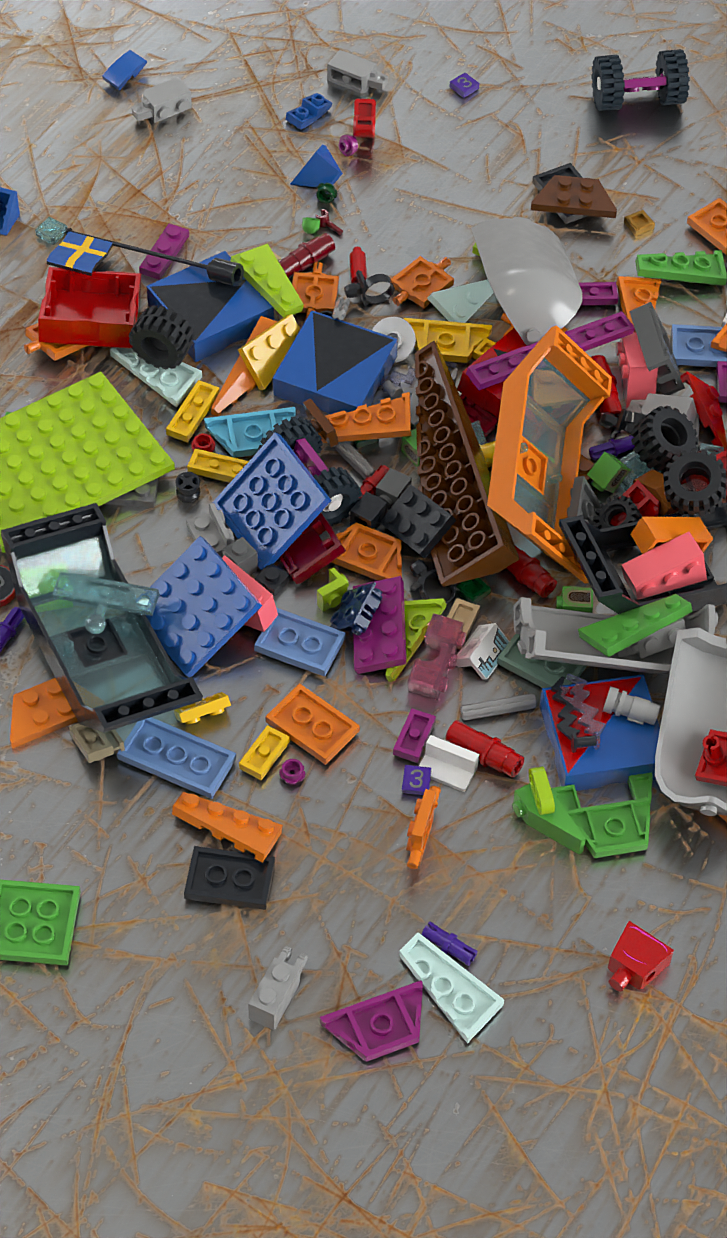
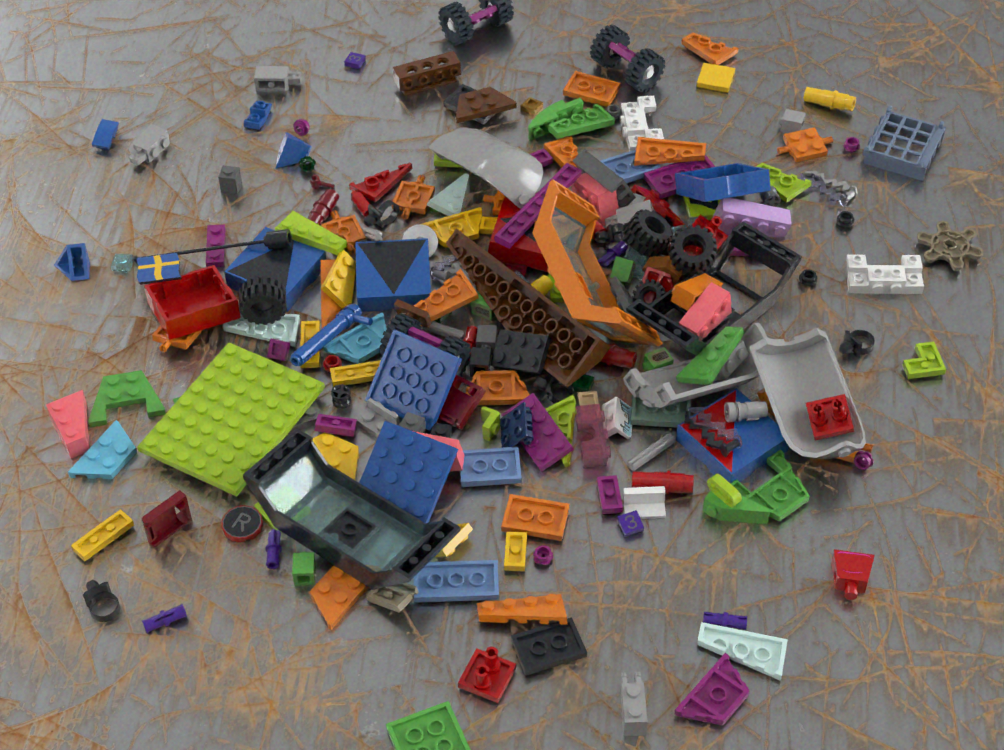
camera: 25 degrees left, 5 degrees down
(22, 666) = (304, 568): none -> bright green brick
(104, 595) = (340, 490): clear light blue plate -> none
(137, 551) = (338, 453): none -> yellow wing
(141, 878) = (487, 674): none -> red plate
(153, 402) = (278, 349): none -> magenta plate
(160, 517) = (335, 425): none -> magenta plate
(226, 178) = (230, 179): none -> dark grey brick
(246, 398) = (343, 320): none -> blue cylinder
(310, 225) = (310, 189): bright green hinge -> none
(364, 118) = (302, 106): red animal -> none
(396, 249) = (376, 186): none -> red wing
(421, 826) = (660, 551): orange plate -> none
(526, 135) = (421, 76): none -> reddish brown brick
(653, 242) = (540, 124): none -> bright green slope

